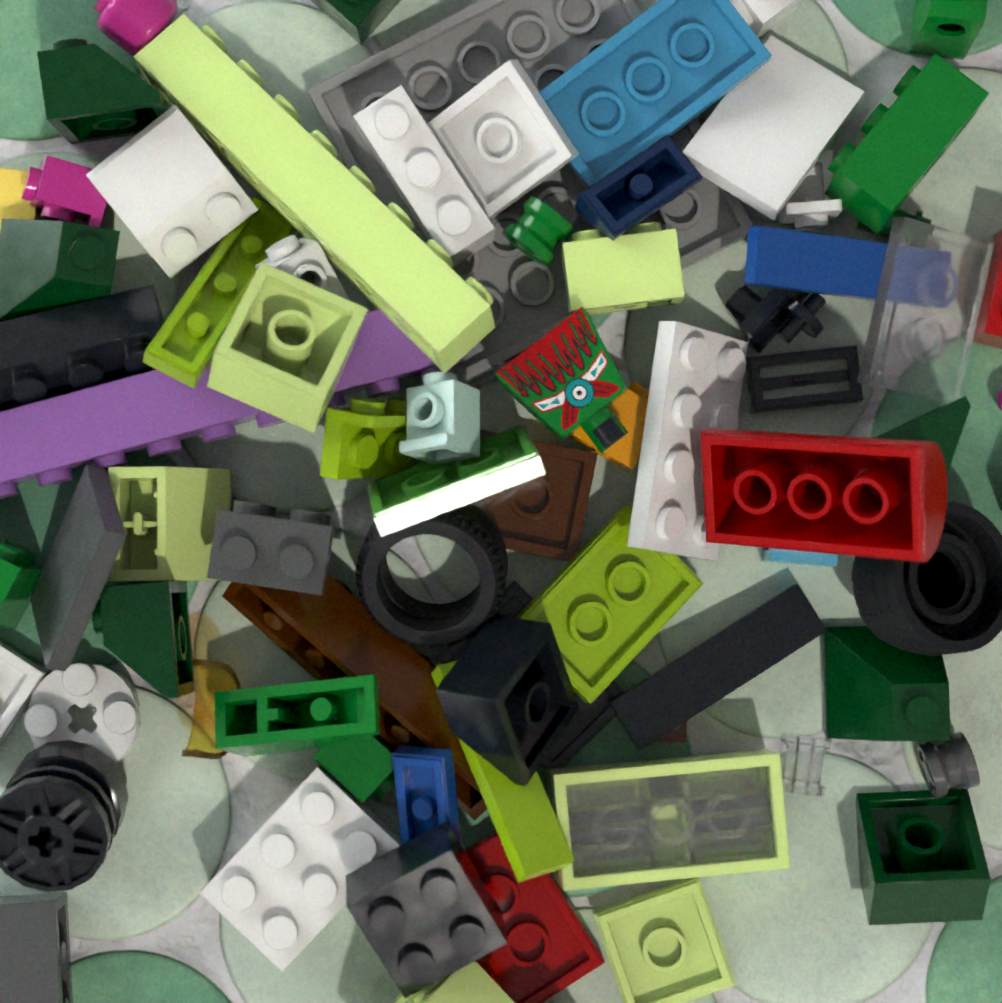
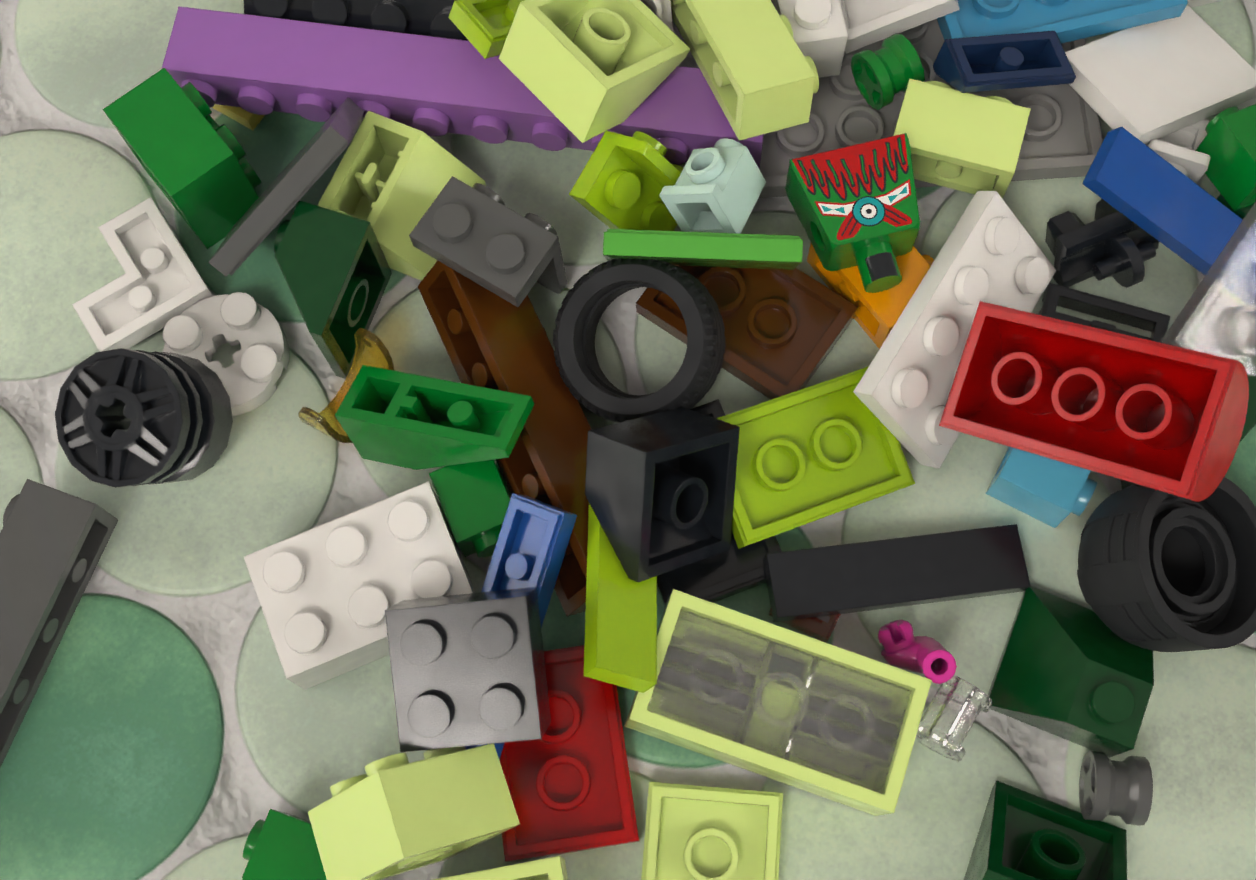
camera: 25 degrees right, 15 degrees down
(758, 725) = (915, 653): none -> dark pink arm

